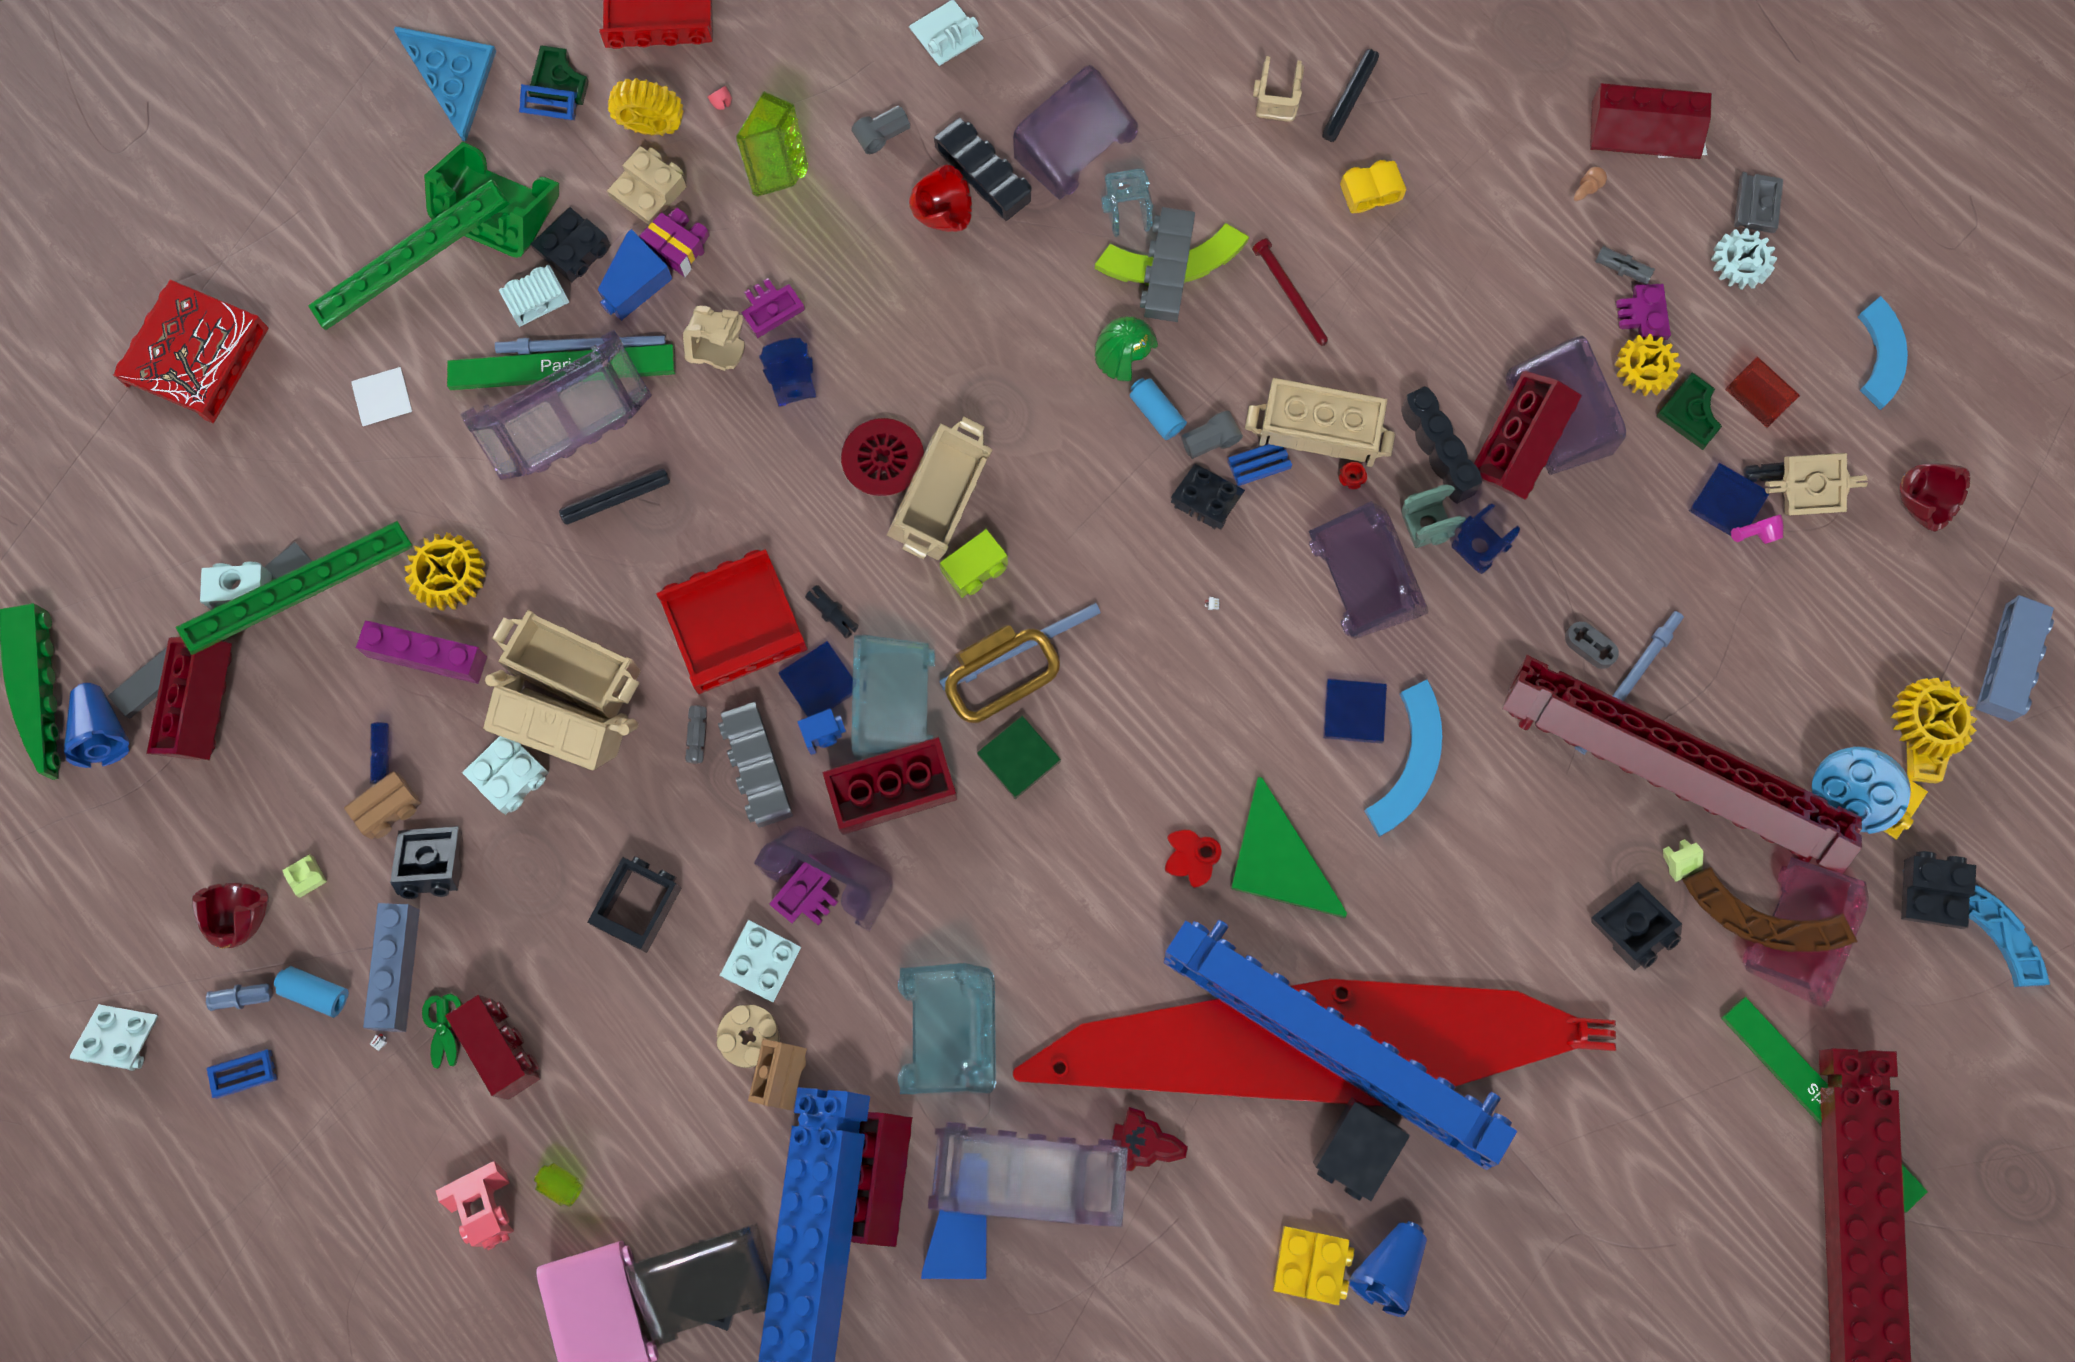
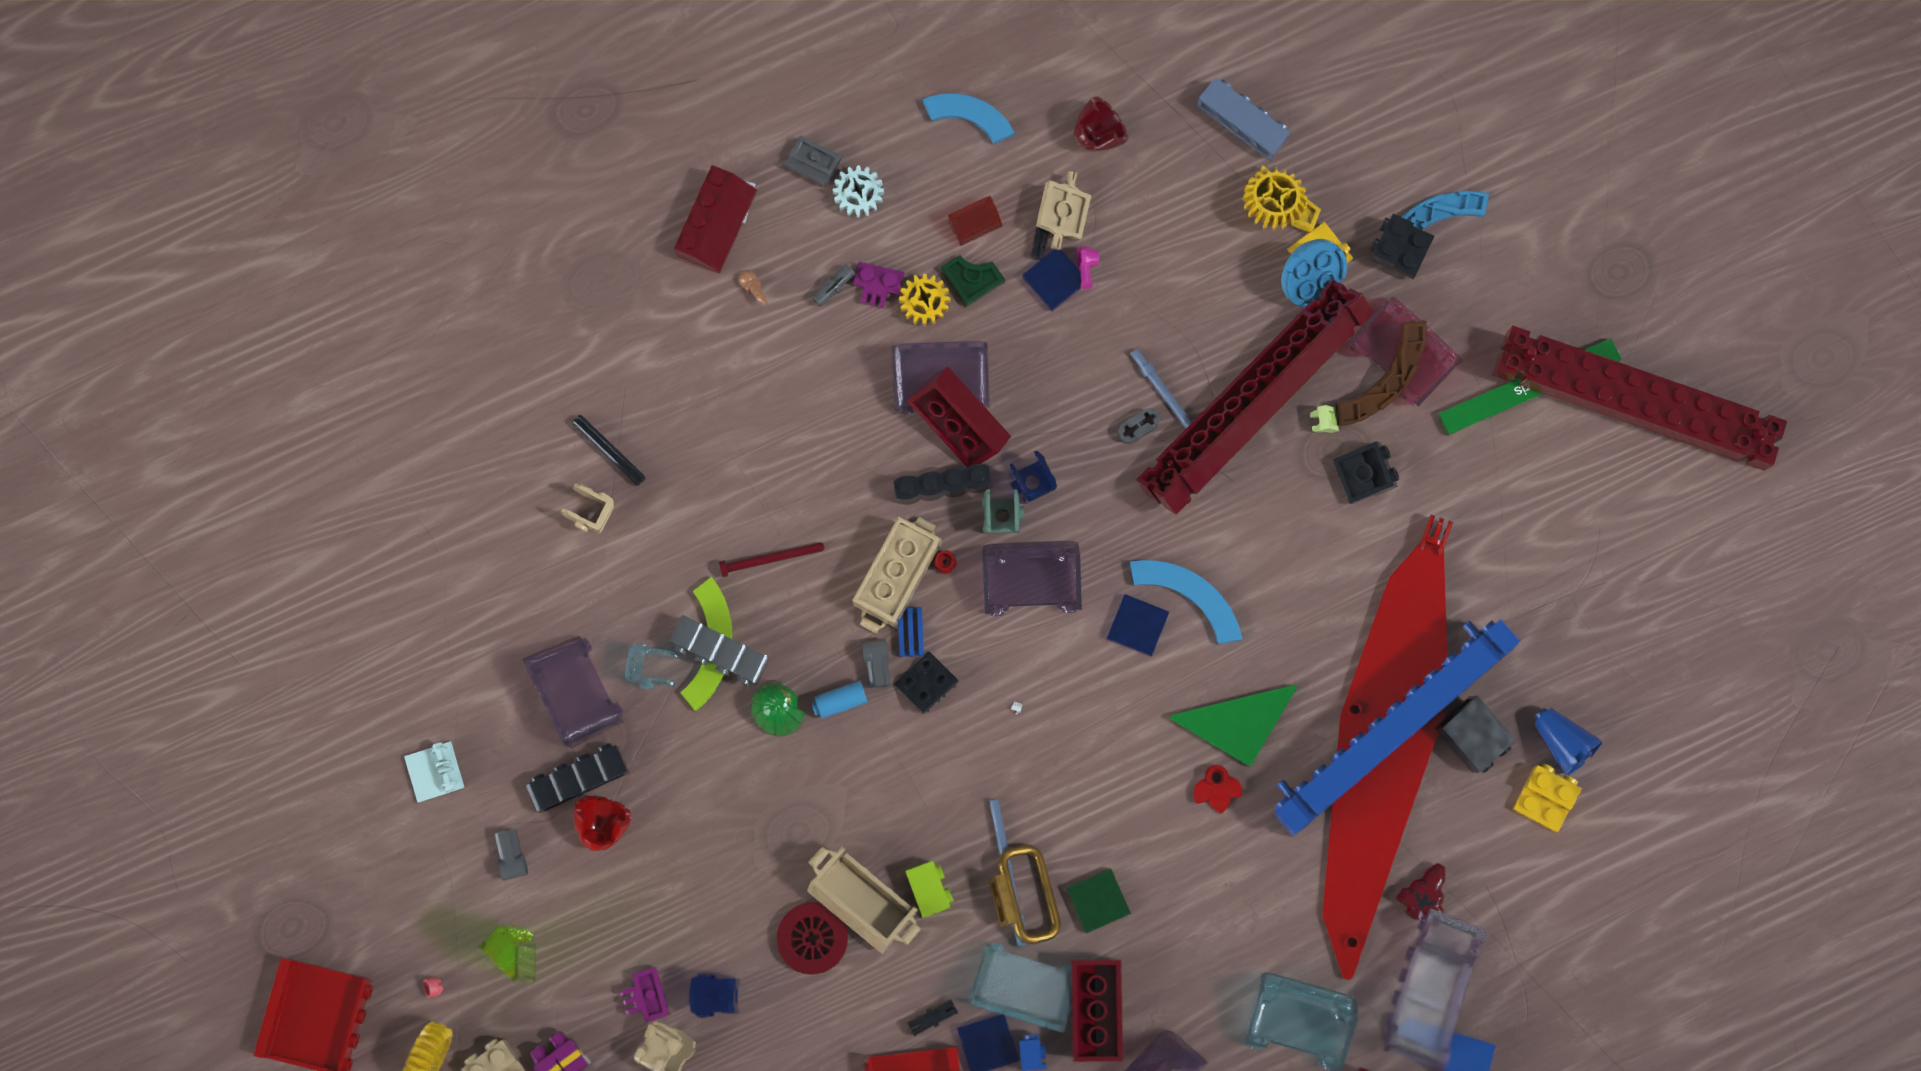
camera: 70 degrees left, 5 degrees up
(1372, 186) = (699, 461): yellow brick -> none

